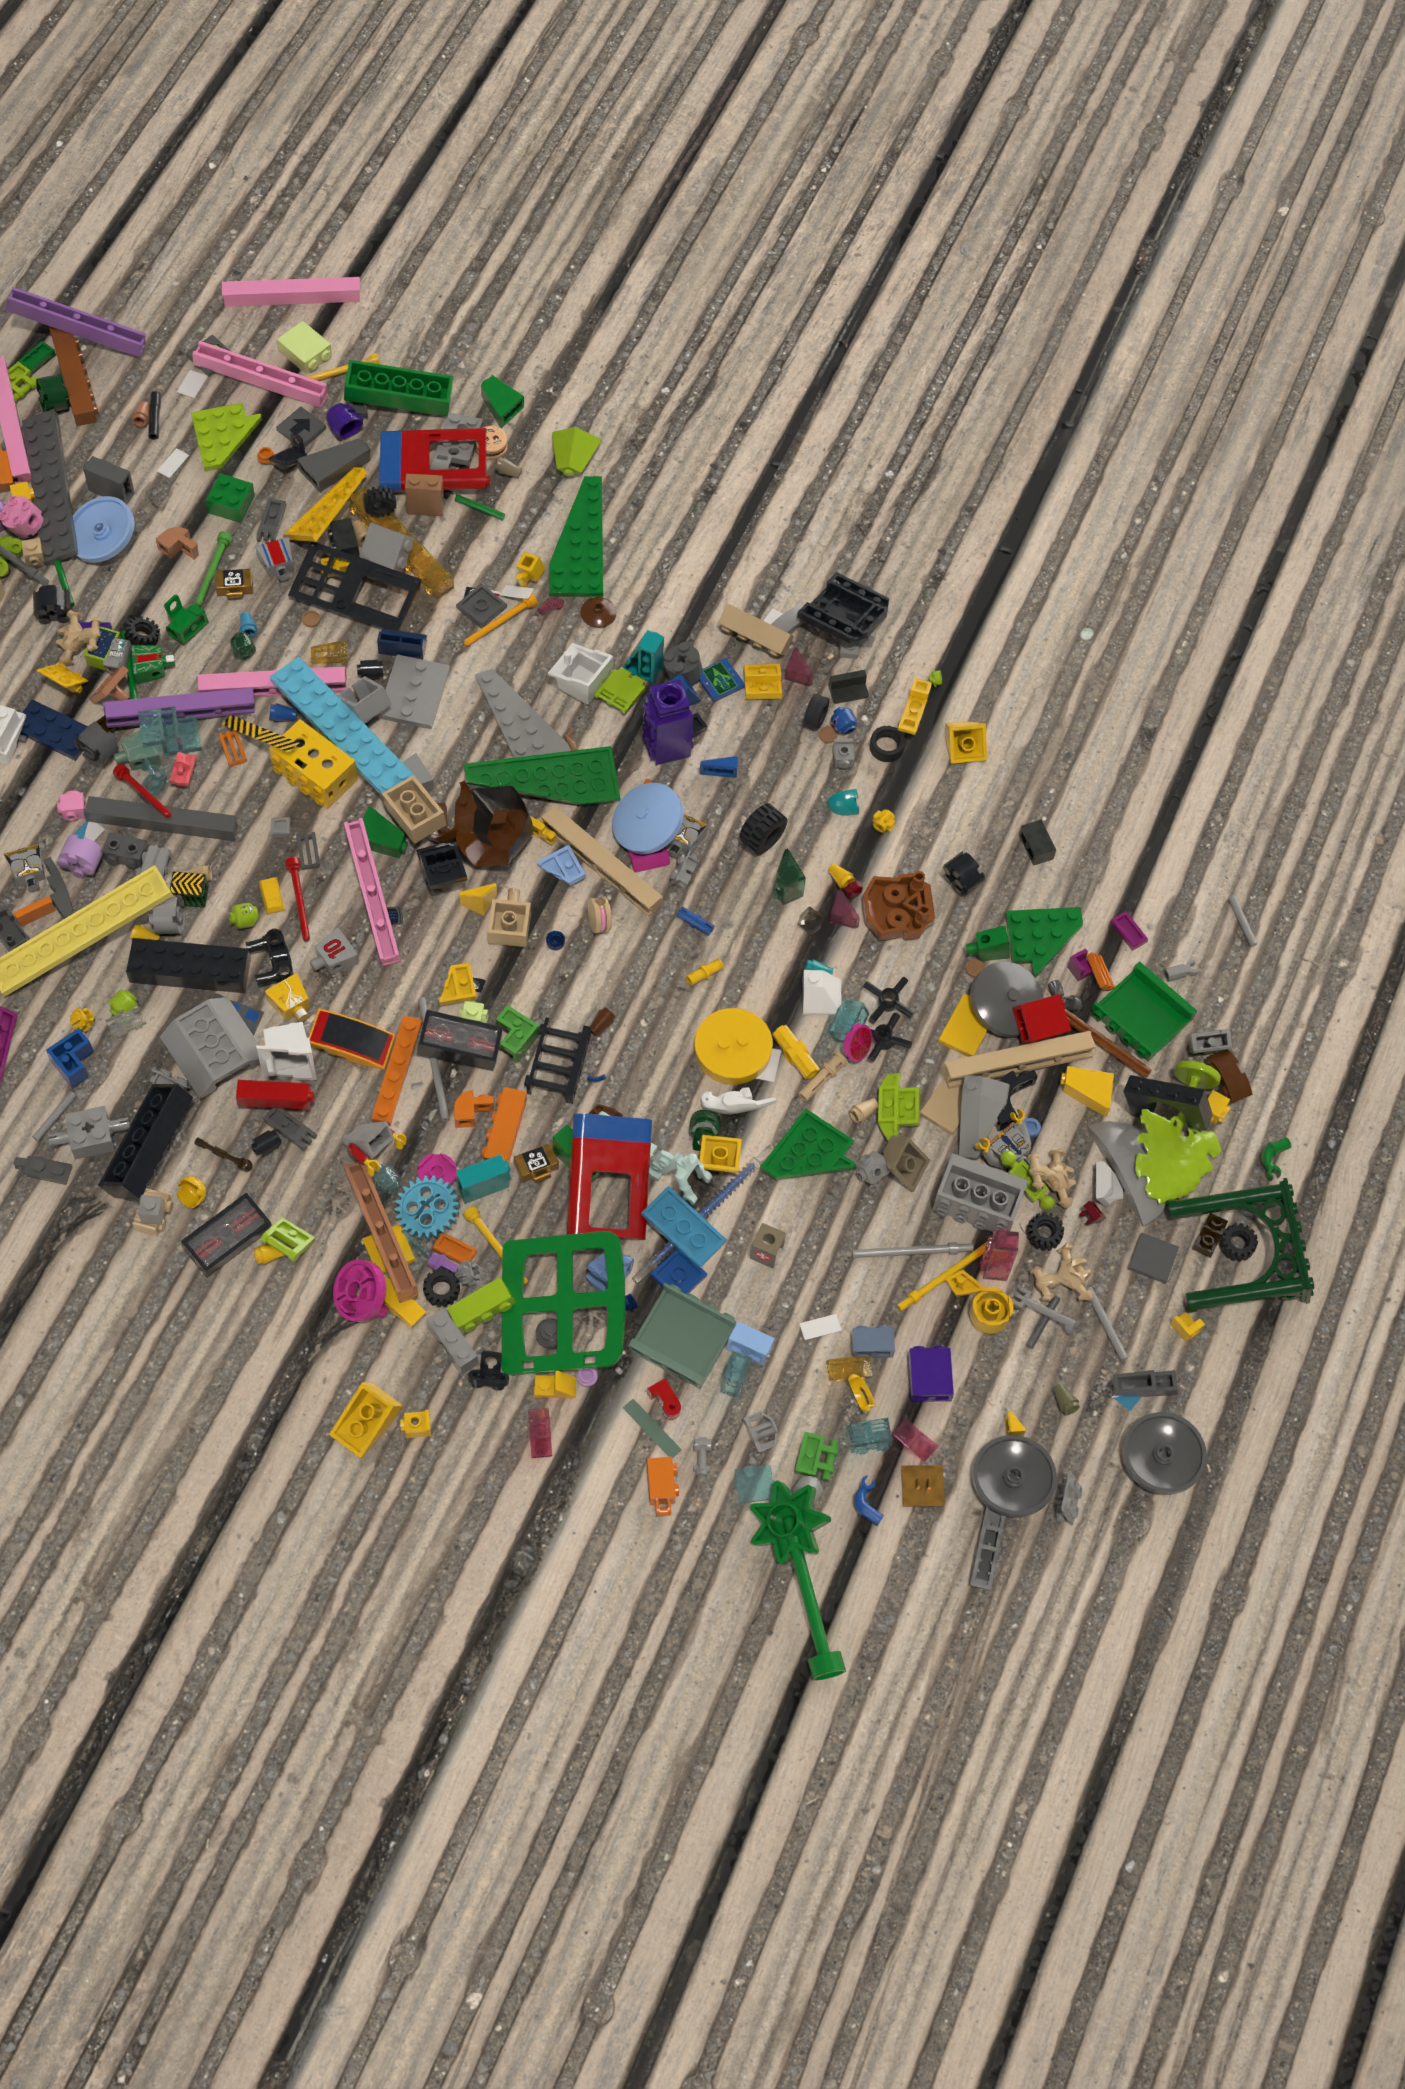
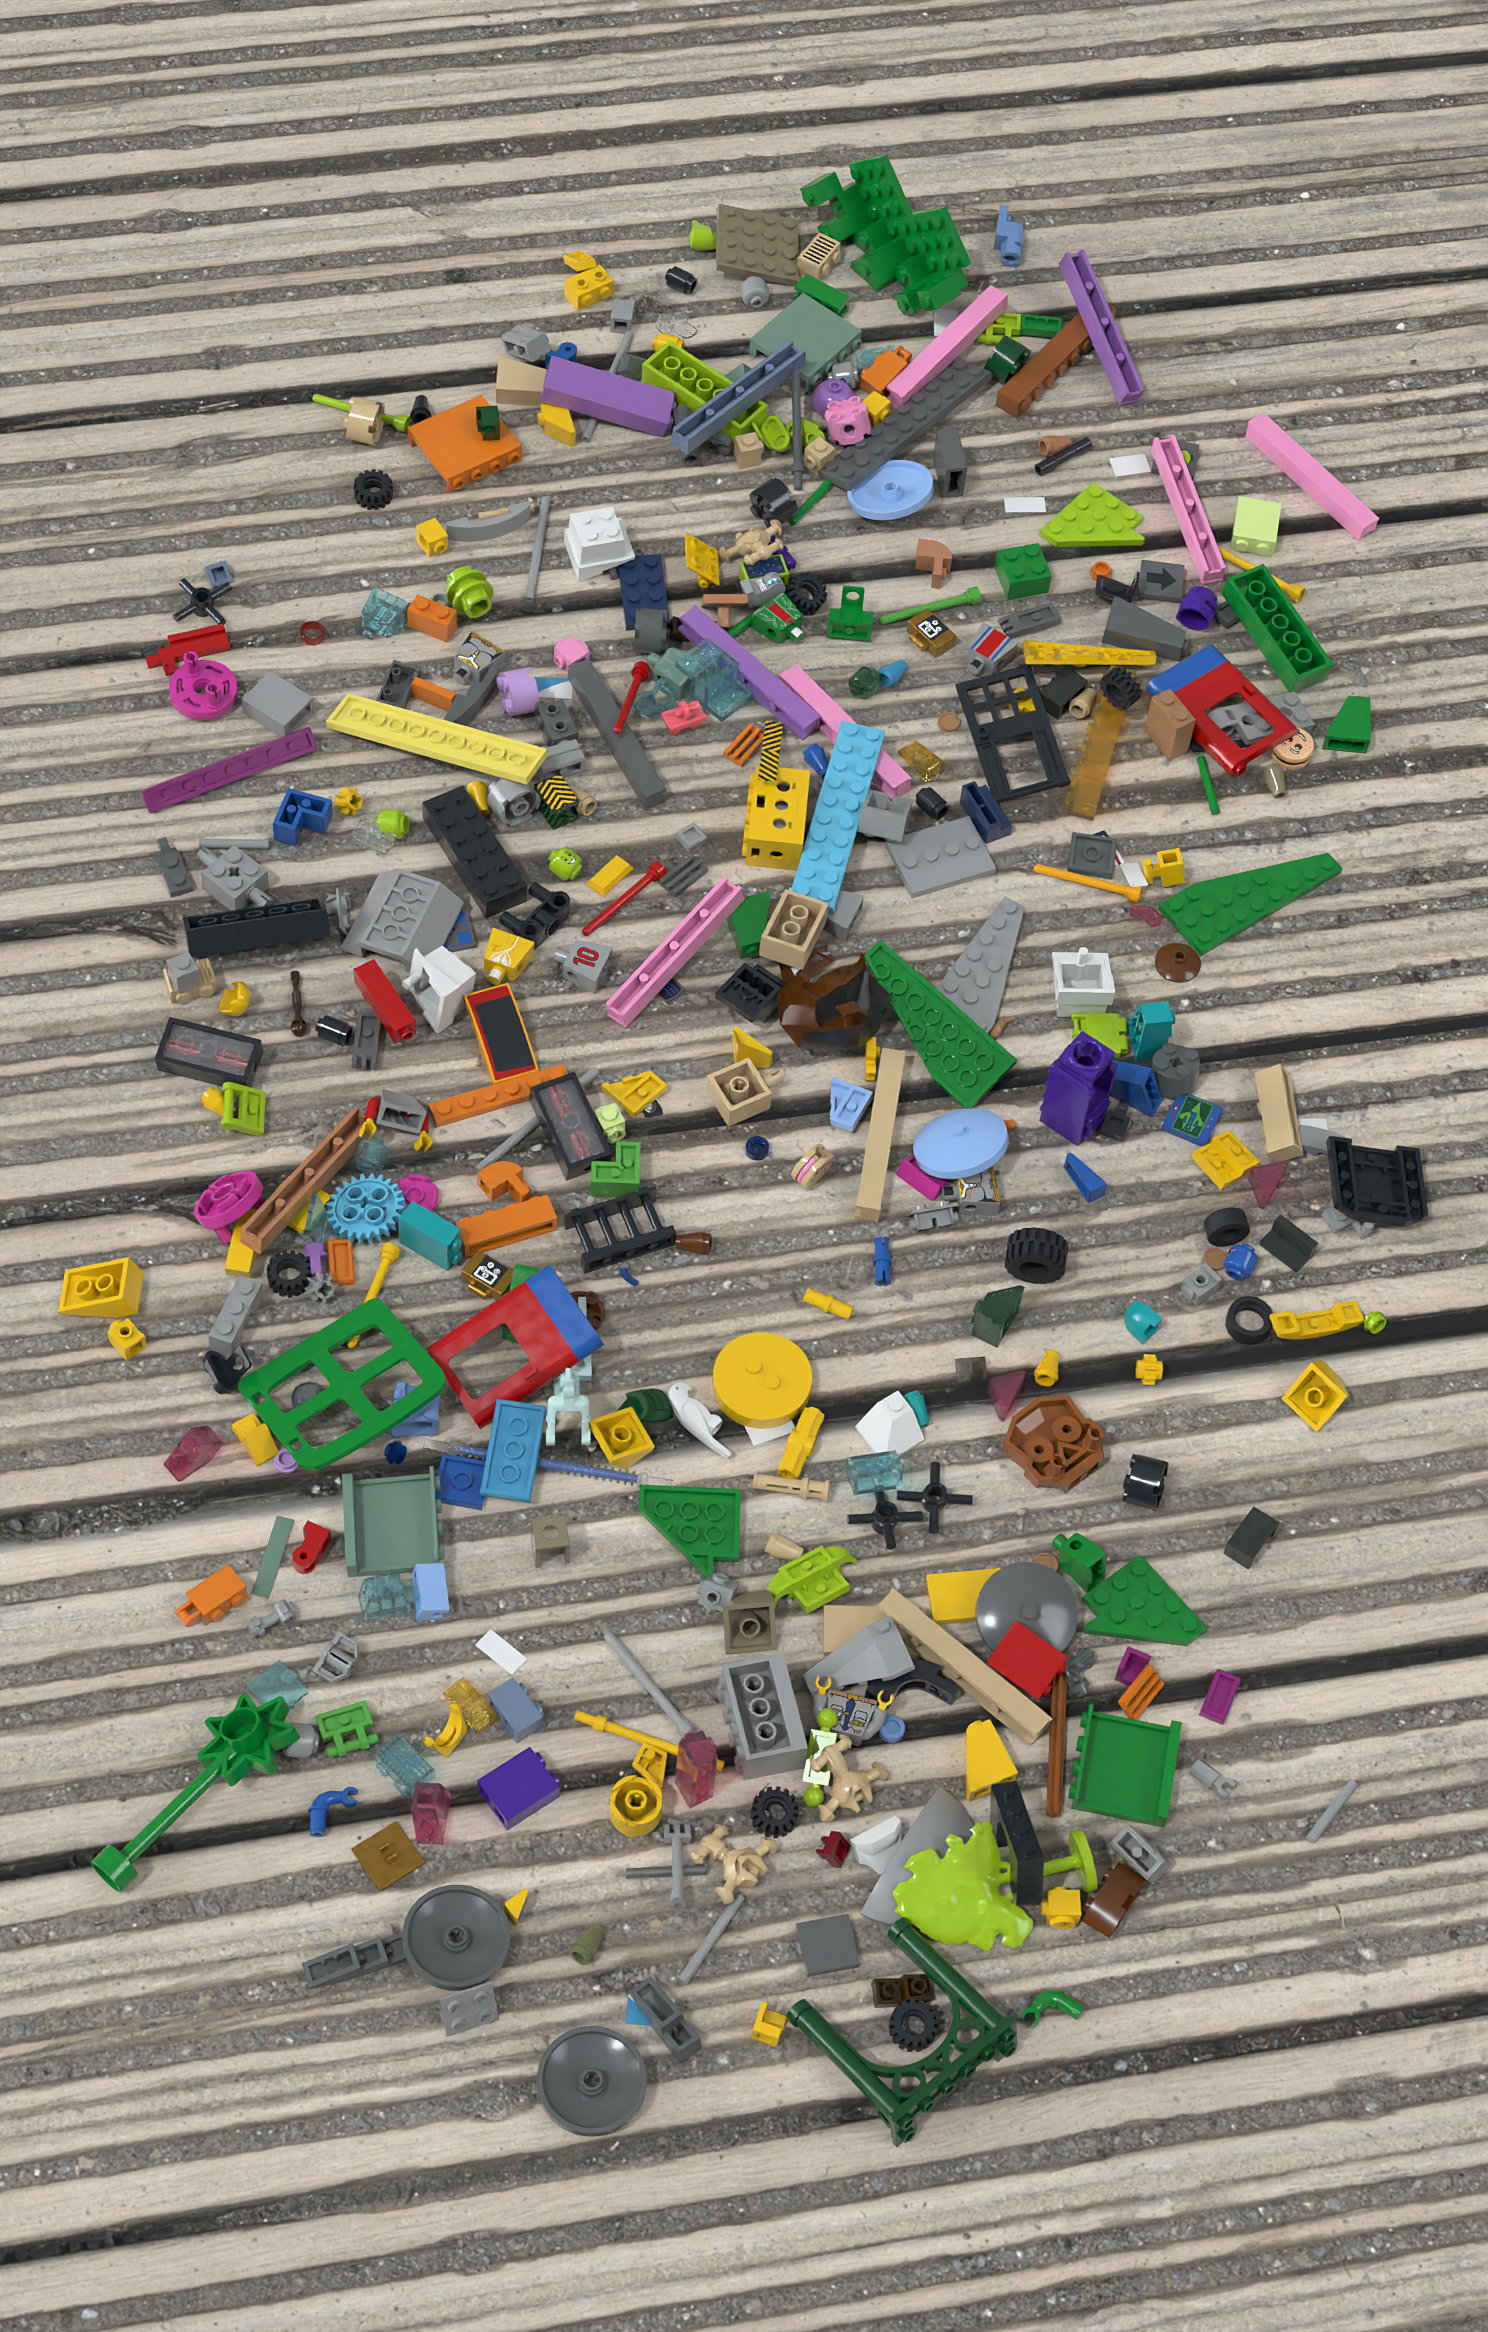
camera: 55 degrees right, 5 degrees down
(386, 547) = (1078, 729): light grey brick -> none
(481, 1306) = (291, 1317): lime brick -> none
(573, 449) = (1347, 823): lime slope -> none
(853, 889) = (1041, 1387): dark red tile -> none
(857, 1042) = (854, 1493): tile -> none

